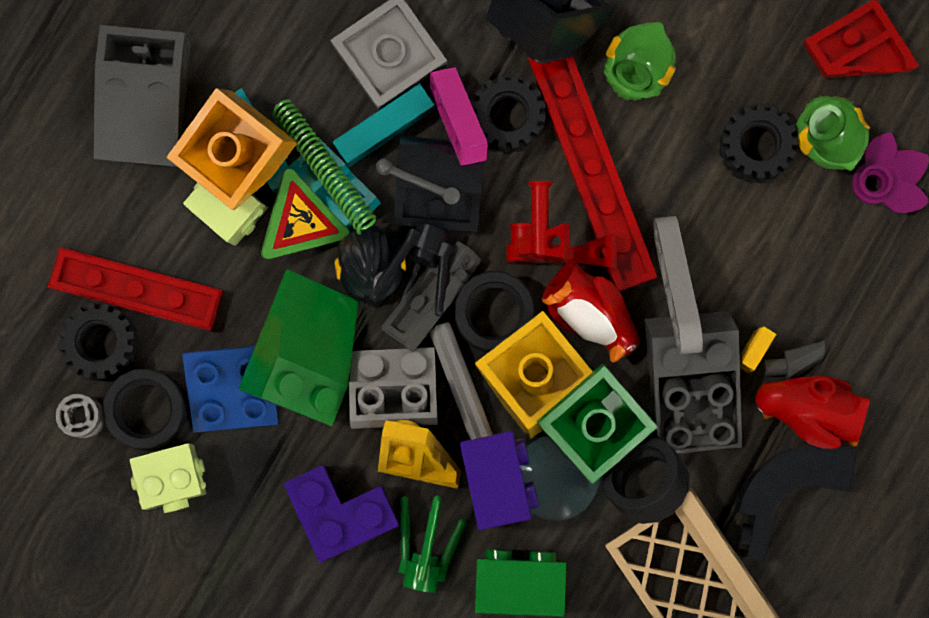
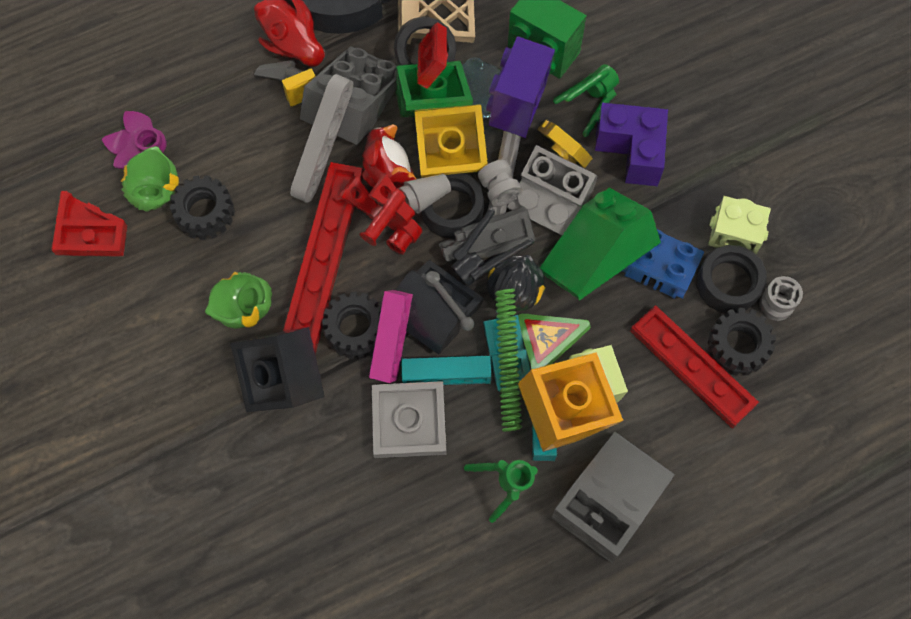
camera: 145 degrees left, 15 degrees down
(242, 38) = (512, 478): none -> green plant
(452, 356) = (501, 185): none -> light grey wheel
(525, 289) = (425, 191): none -> light grey cone
(619, 453) = (432, 55): none -> red plate

